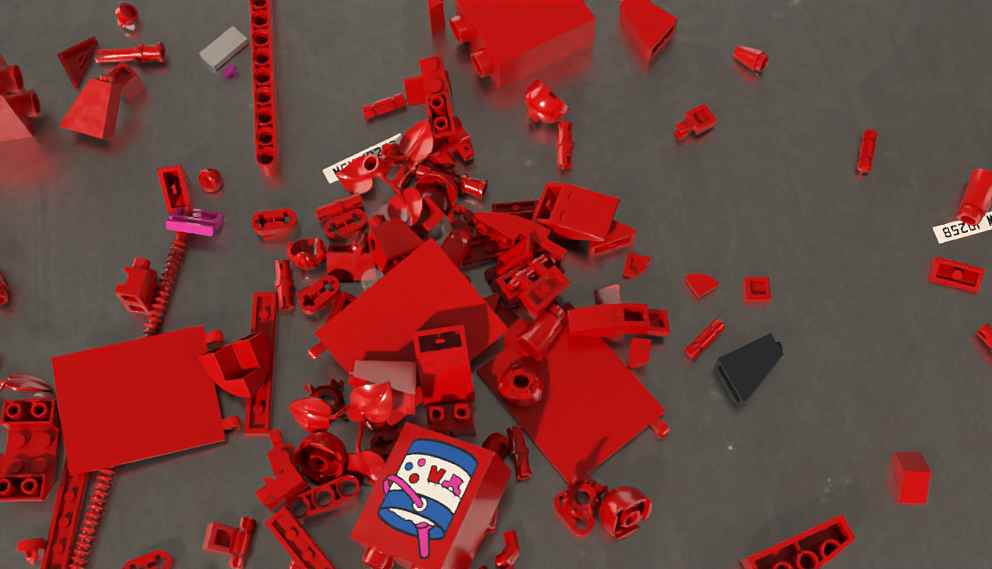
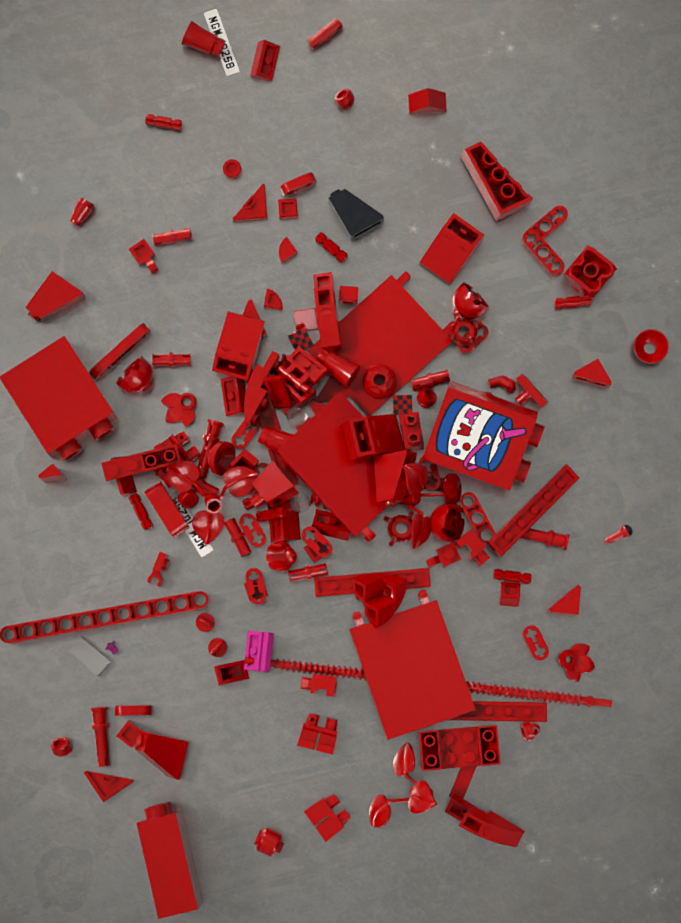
camera: 95 degrees left, 15 degrees up
(79, 284) = (310, 733): none -> red hips
(152, 87) = (133, 710): none -> red beam
(242, 168) = (205, 622): none -> red tile
(317, 121) = (160, 565): none -> red plate
(380, 131) = (166, 509): none -> red beam
(483, 281) = (296, 416): none -> clear tile
(489, 415) = (402, 404): none -> tile
(504, 151) = (177, 410): none -> red plate
(578, 90) = (119, 351): none -> red beam
(583, 292) = (300, 338): none -> tile
(700, 492) = (452, 248): none -> red slope
(720, 153) = (172, 236): none -> red pin
(758, 250) = (254, 208): none -> red tile
(789, 301) = (298, 184): none -> red beam
(808, 226) = (232, 169): none -> red tile
(910, 365) = (344, 98): none -> red tile

